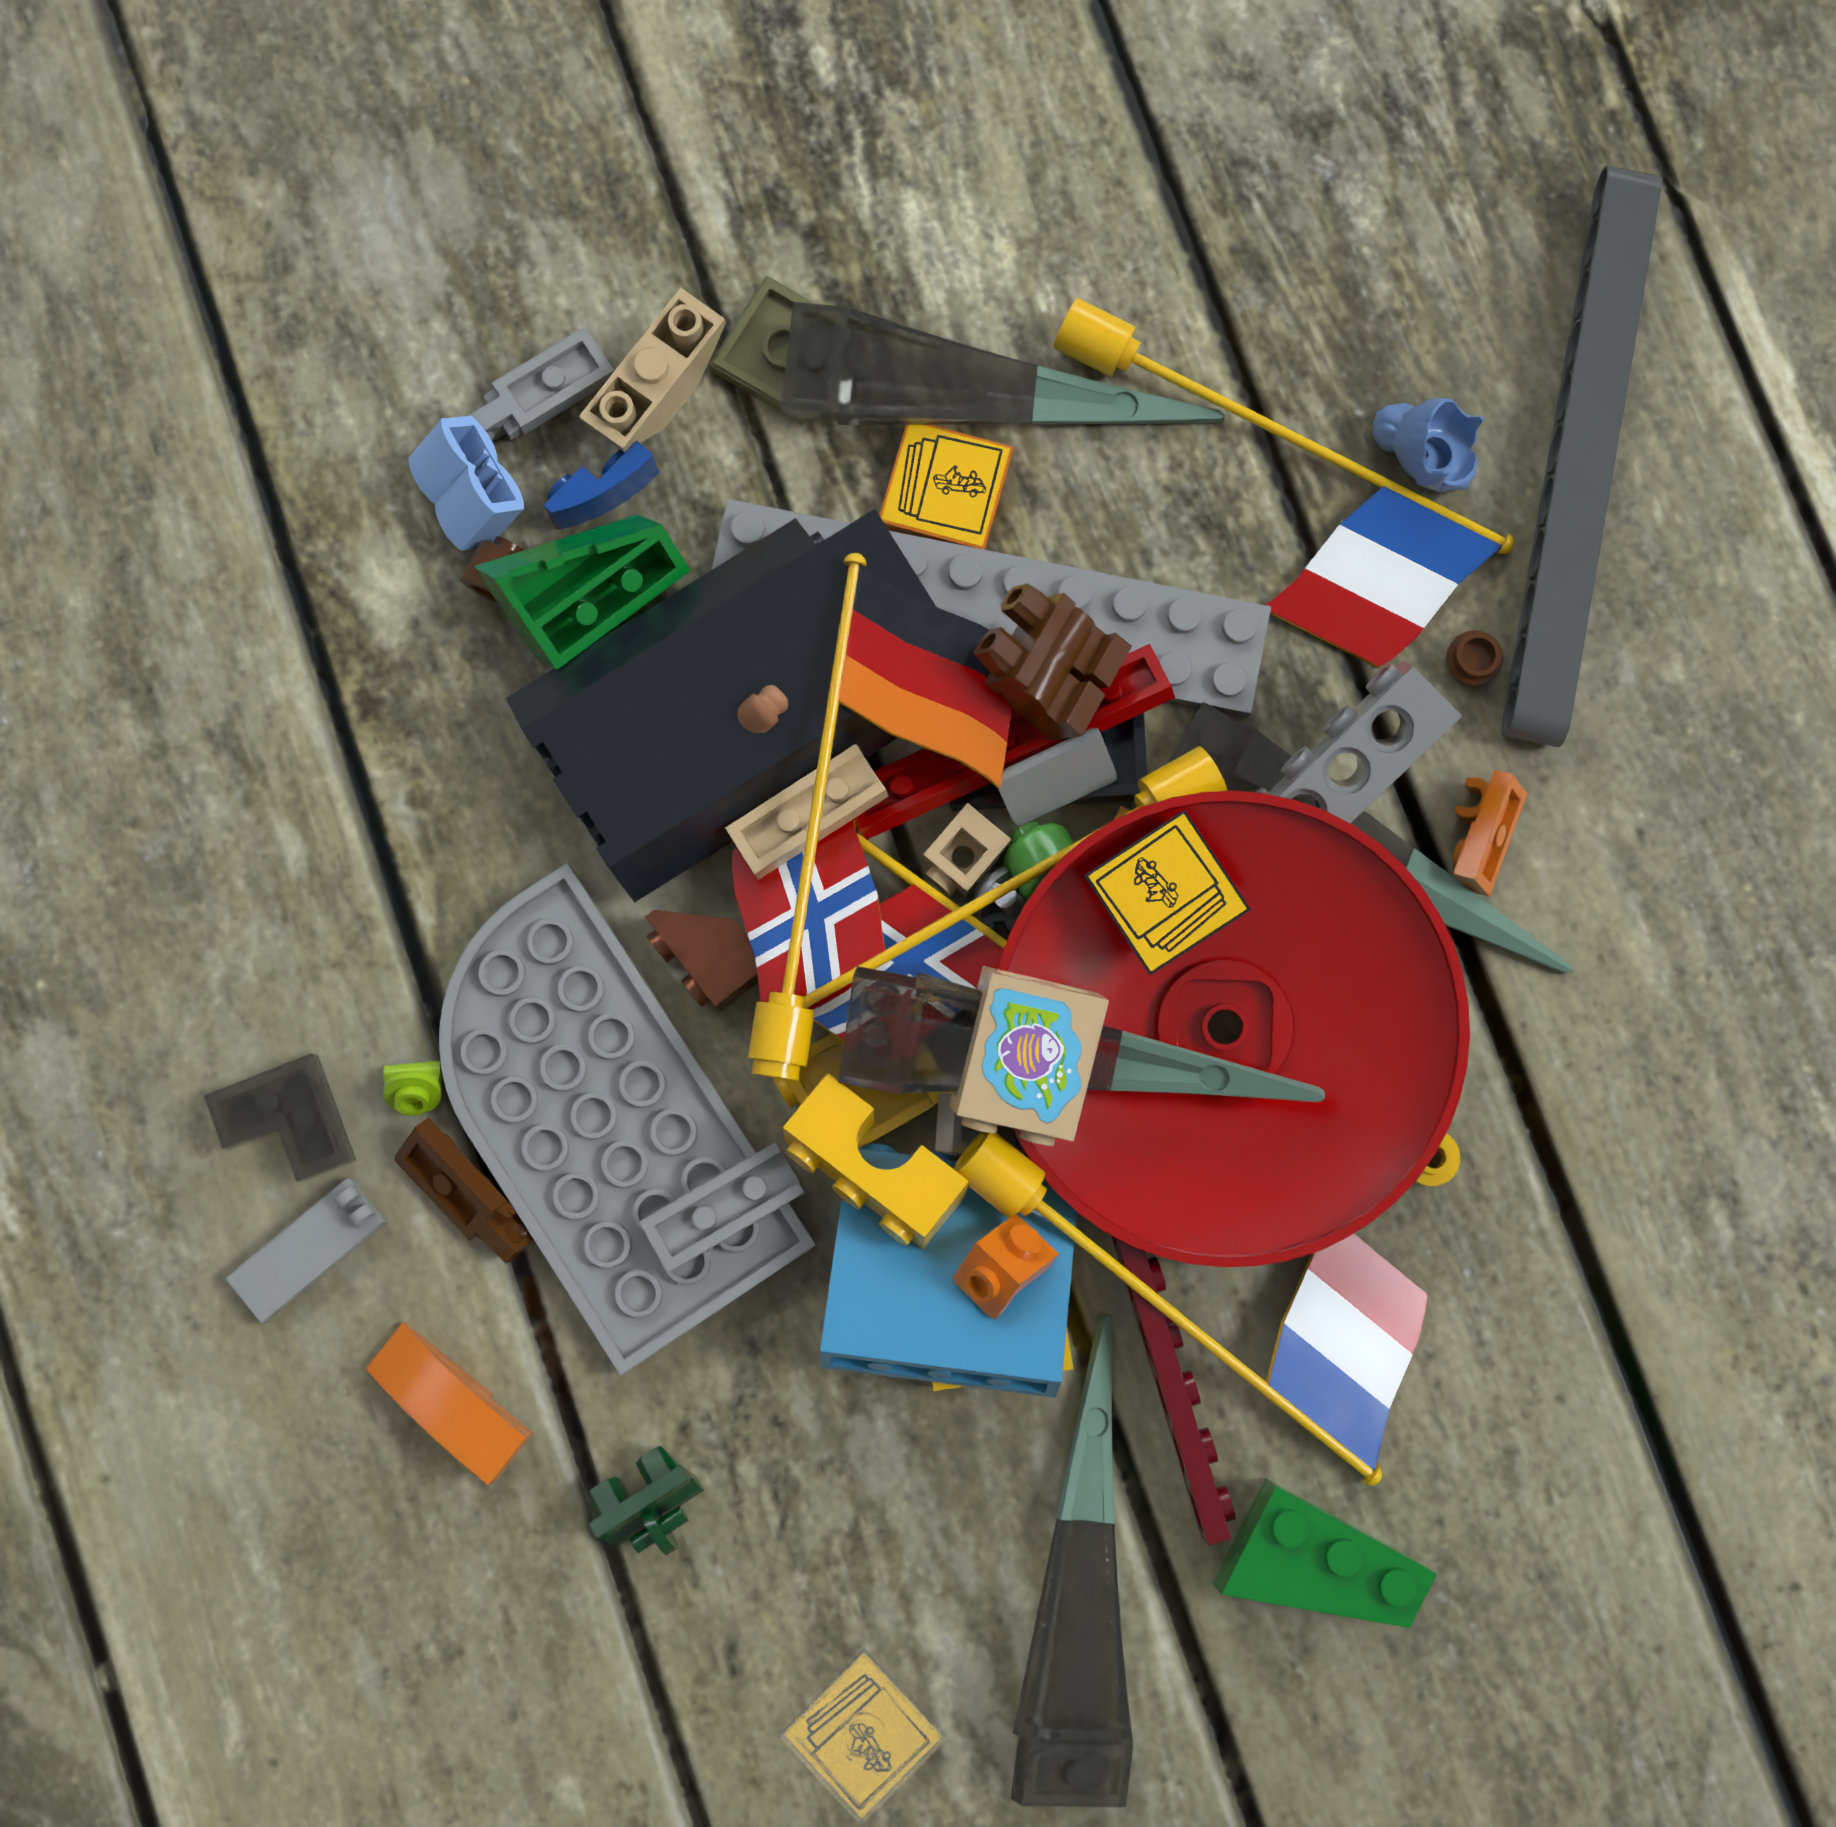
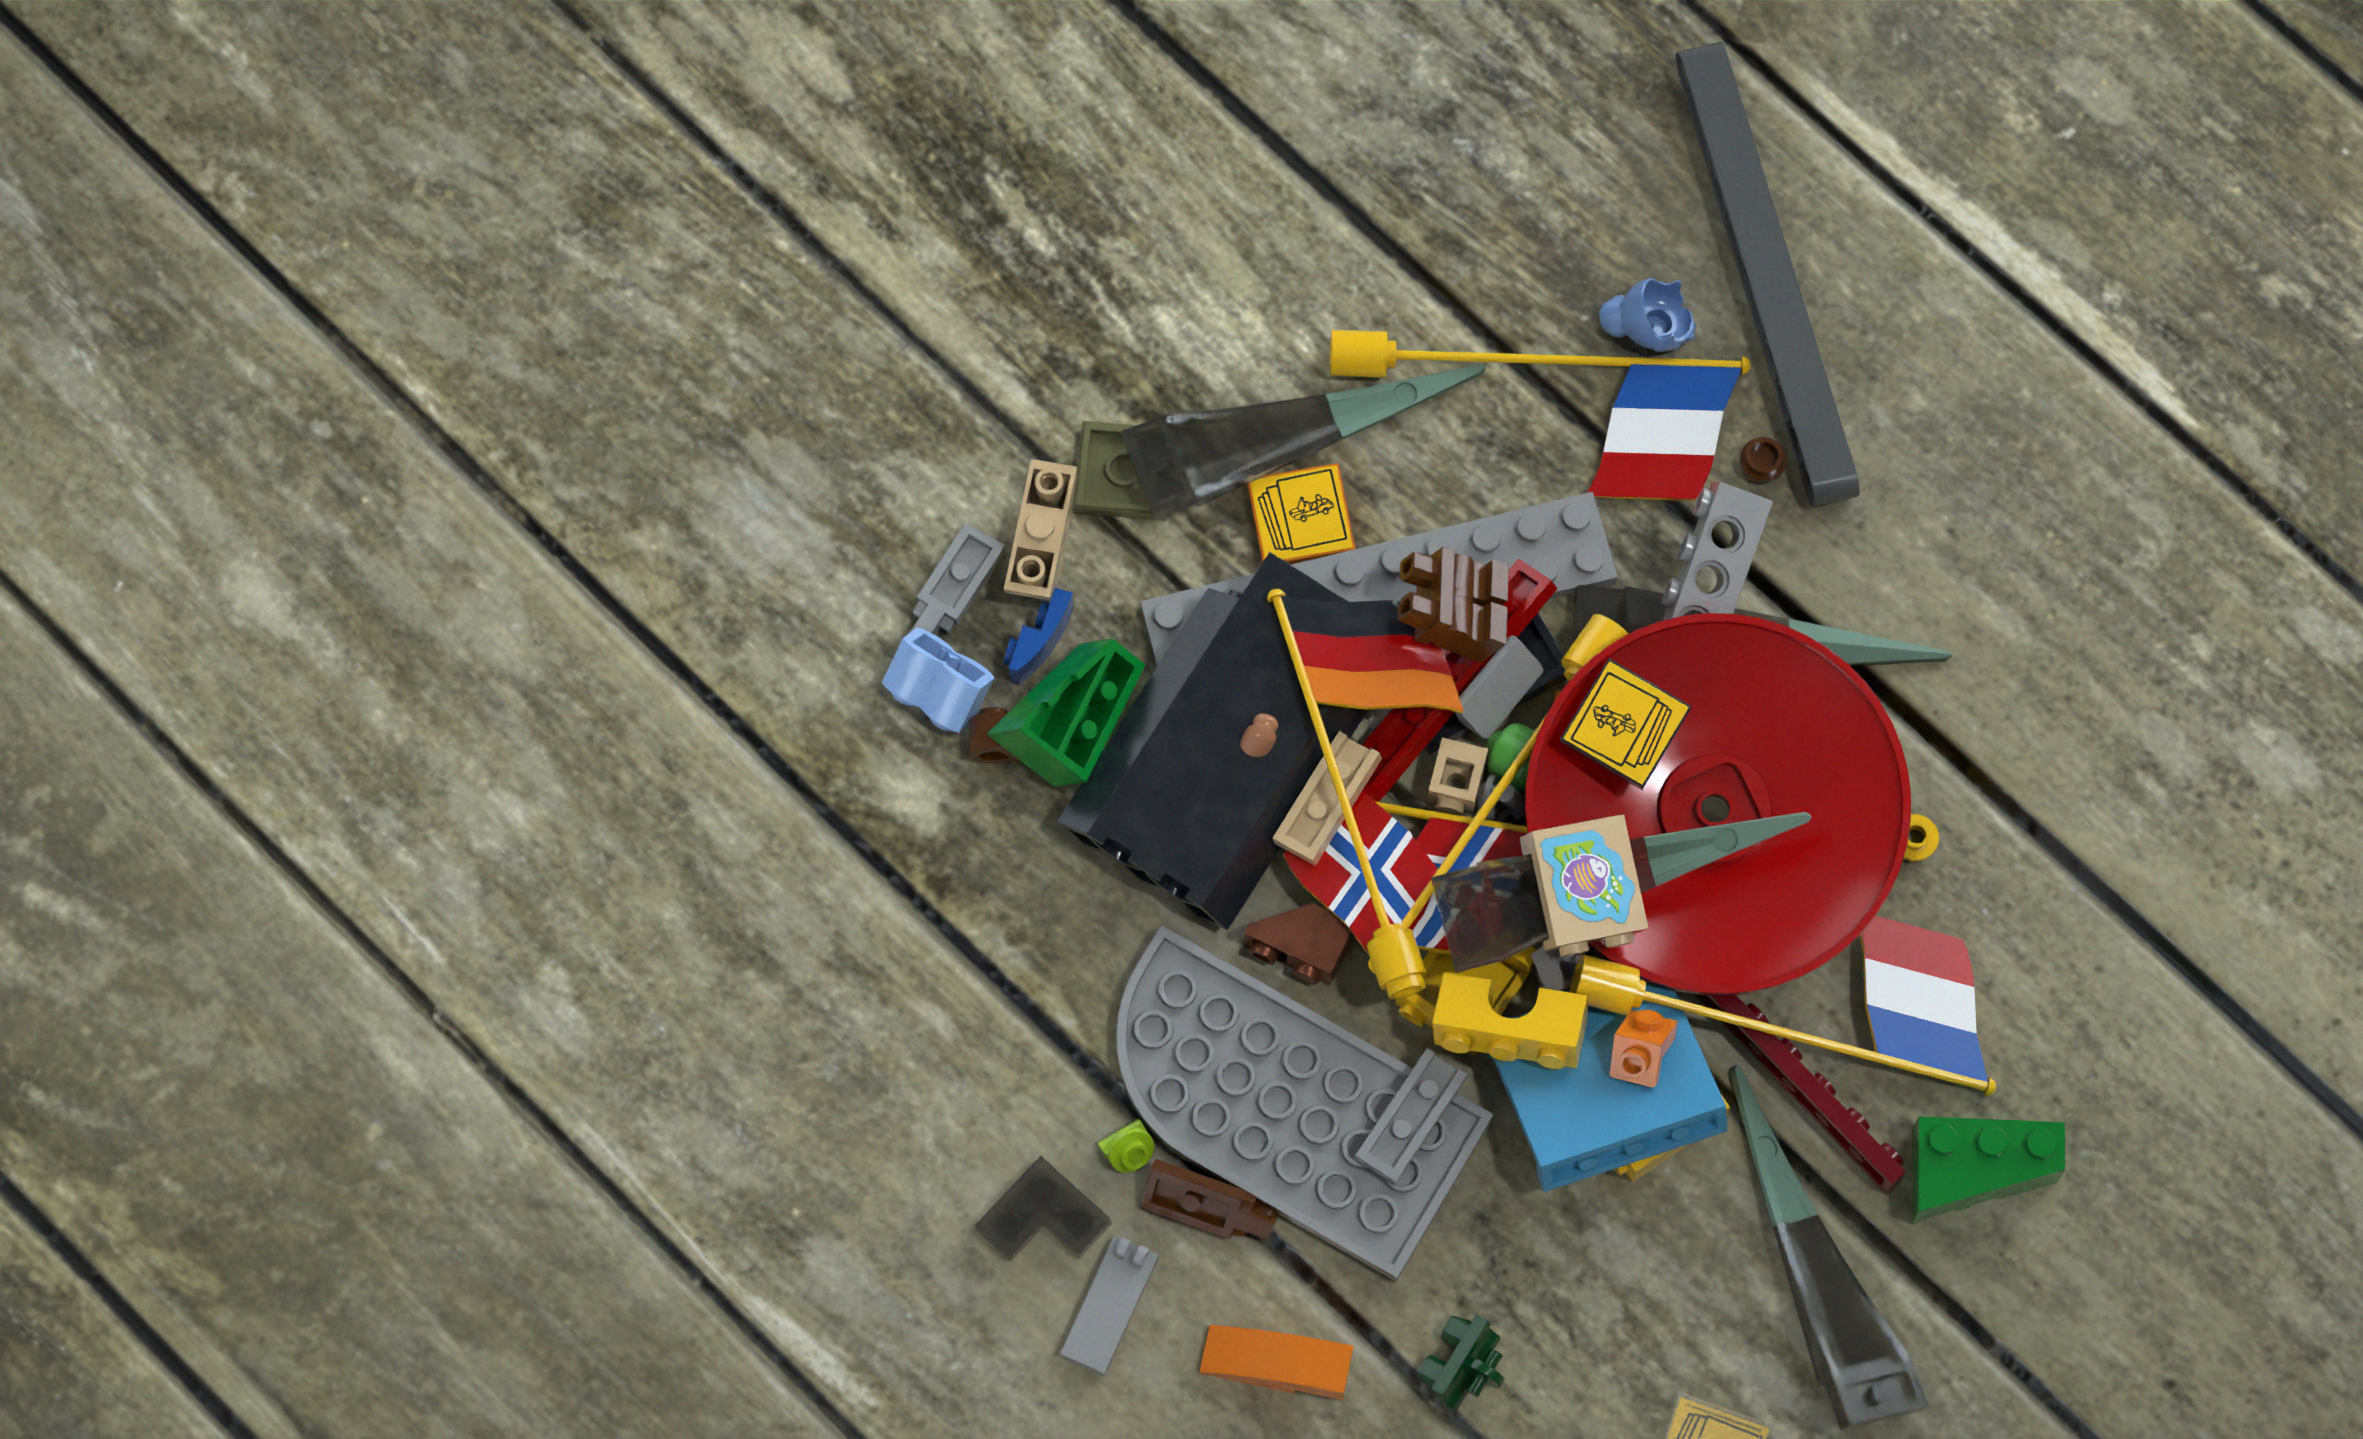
camera: 25 degrees left, 10 degrees down
(1492, 823) = (1838, 578): orange plate -> none

